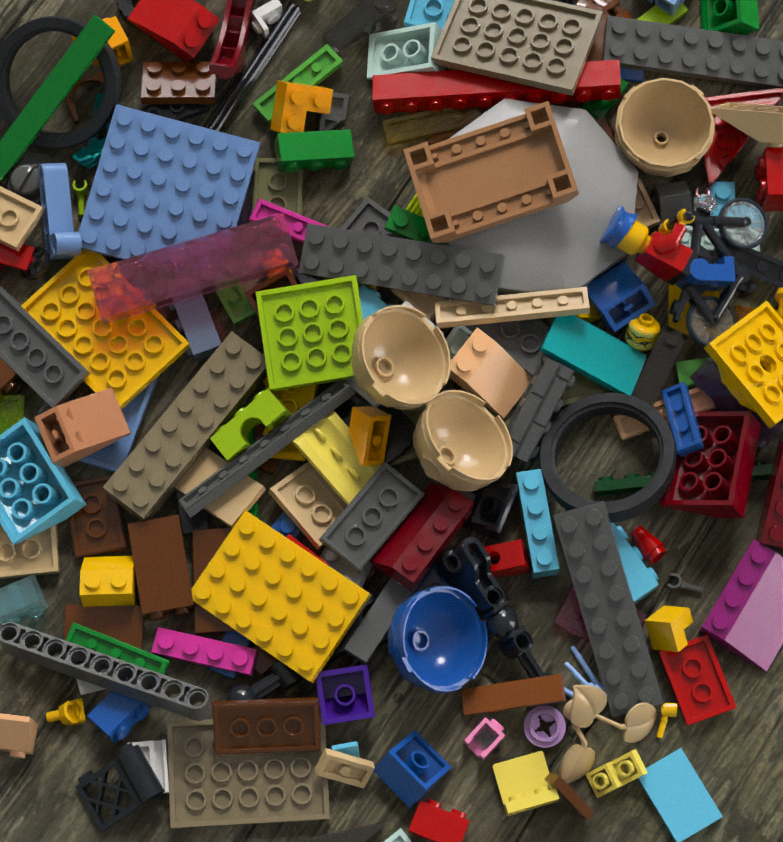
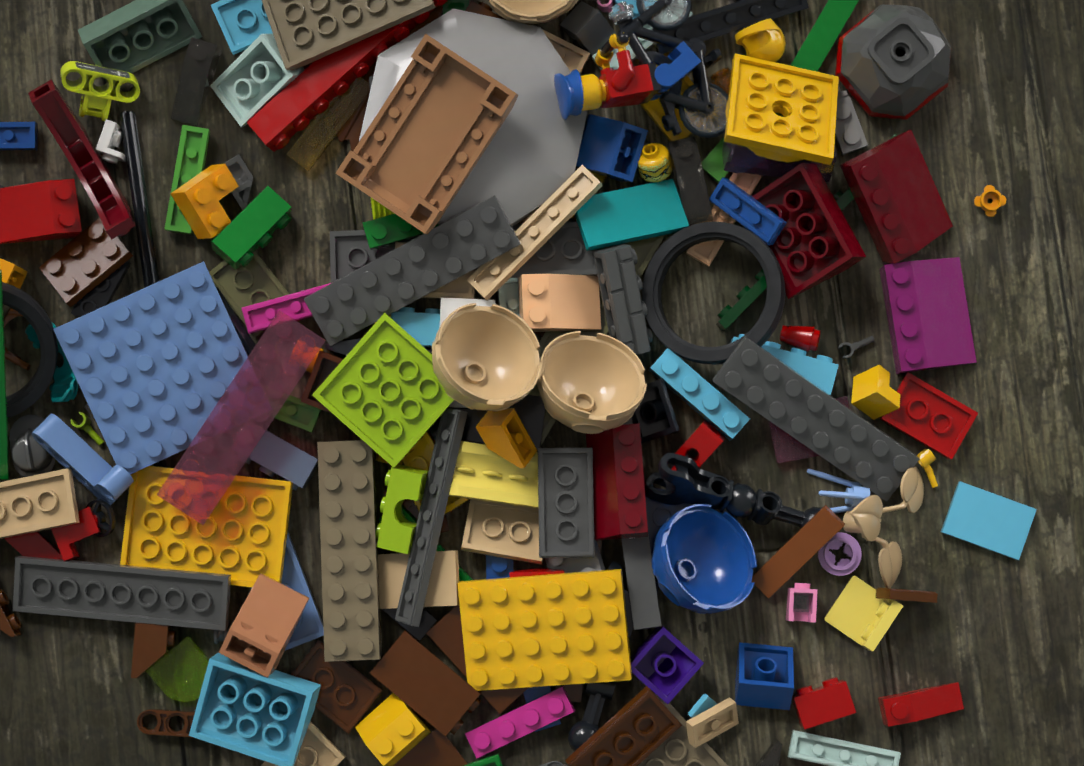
camera: 40 degrees left, 10 degrees up
(616, 773) = (926, 544): light yellow slope -> none

